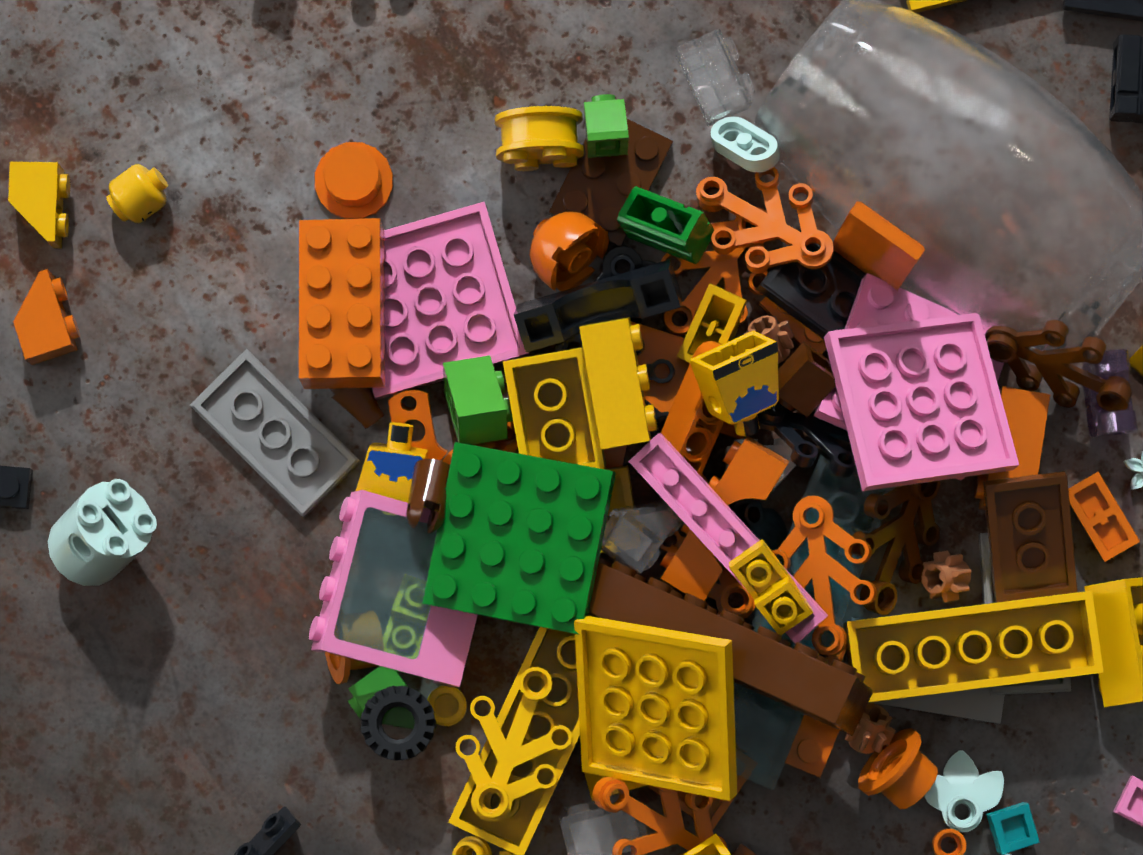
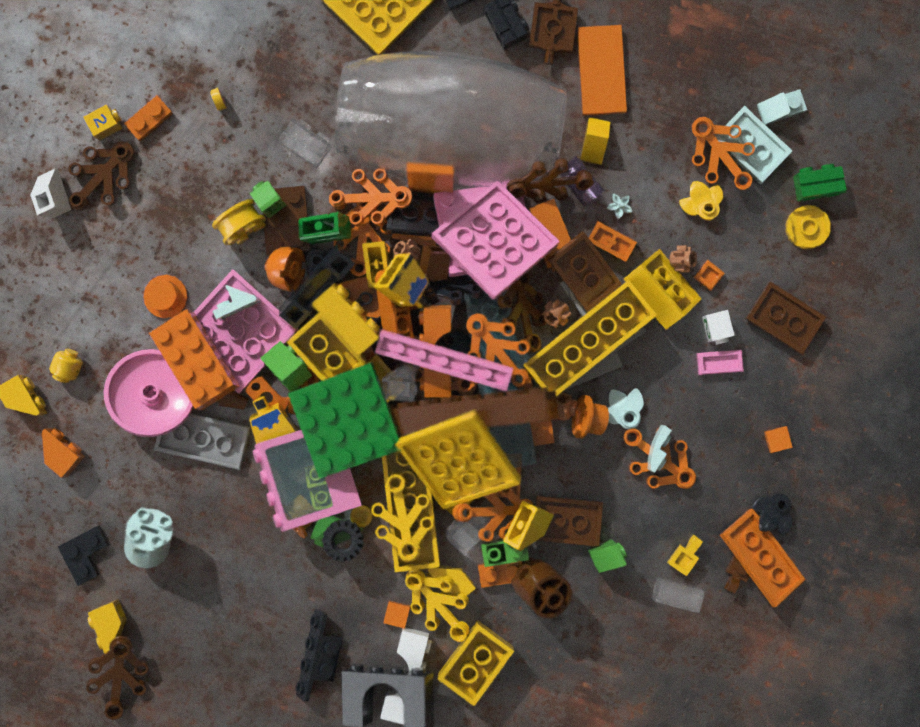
camera: 35 degrees left, 5 degrees up
(234, 313) = (145, 395): none -> bright pink dish
(428, 491) = (289, 424): reddish brown piece -> none
(467, 259) = (240, 301): none -> light aqua slope
(745, 144) = (339, 166): light aqua plate -> none
(771, 587) = (478, 371): yellow slope -> none
(1012, 828) = (657, 411): teal plate -> none

